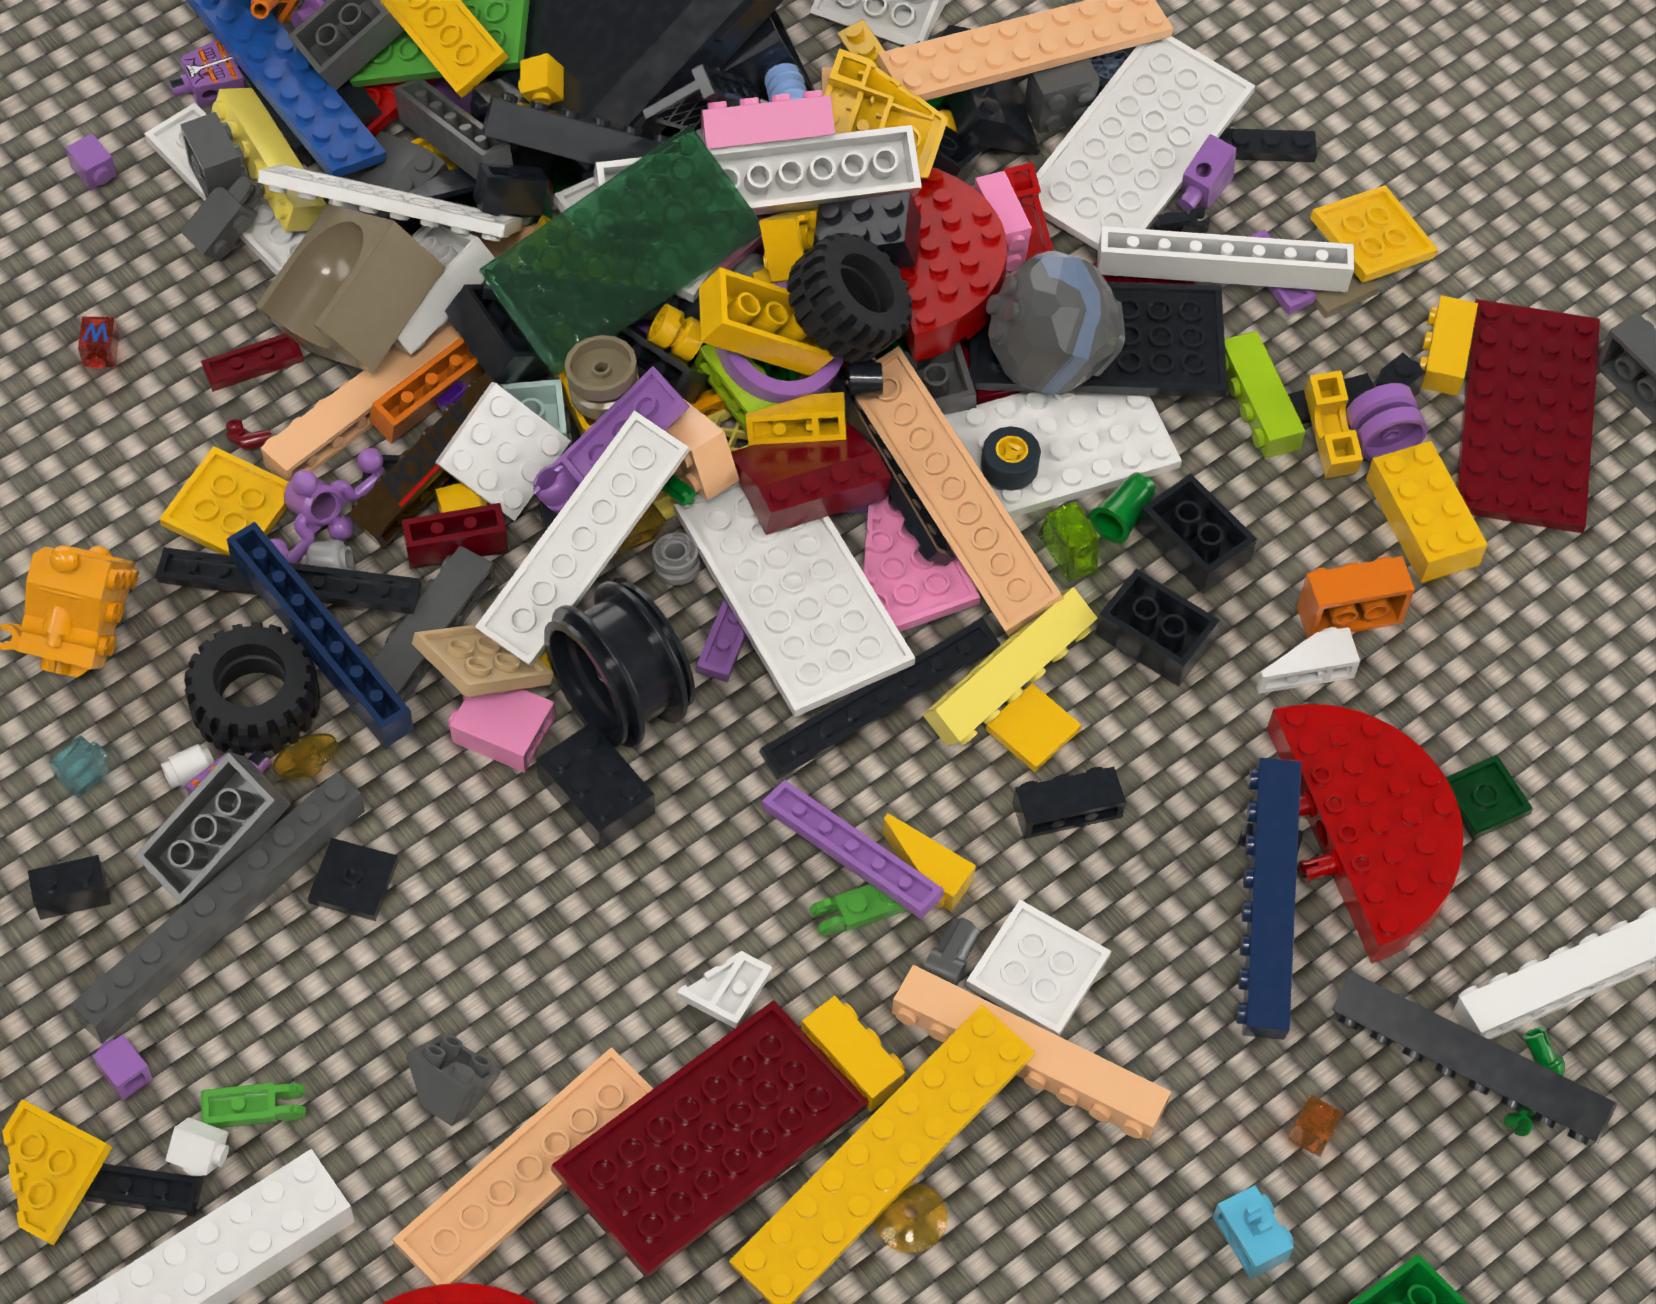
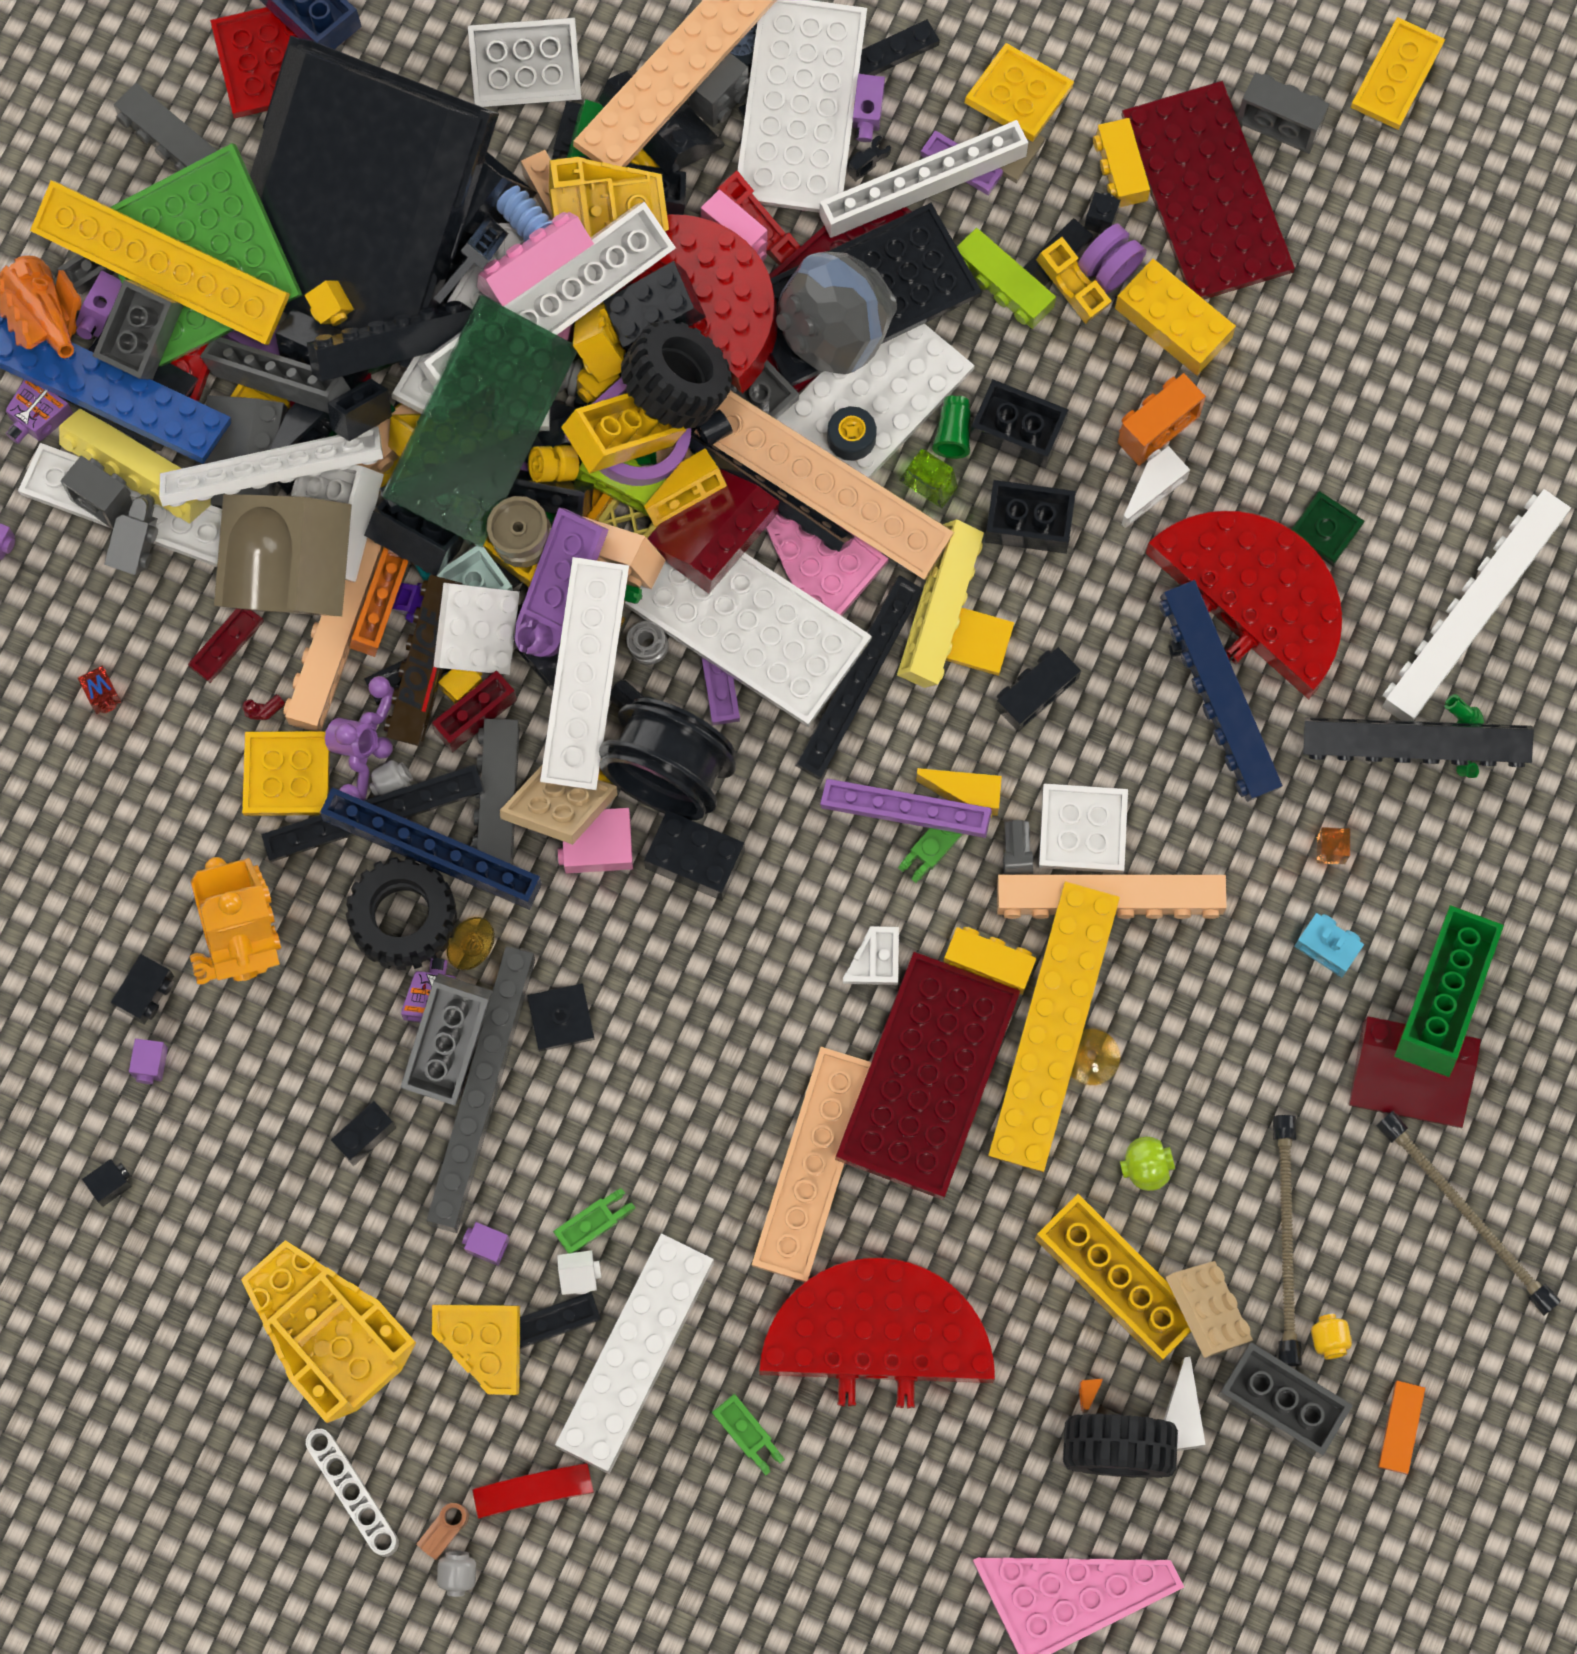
camera: 25 degrees left, 15 degrees up
(80, 765) = (310, 1037): clear light blue brick -> none
(186, 765) = (389, 996): white brick -> none
(450, 1077) = (721, 1127): dark grey slope -> none
(861, 40) = (537, 120): yellow plate -> none

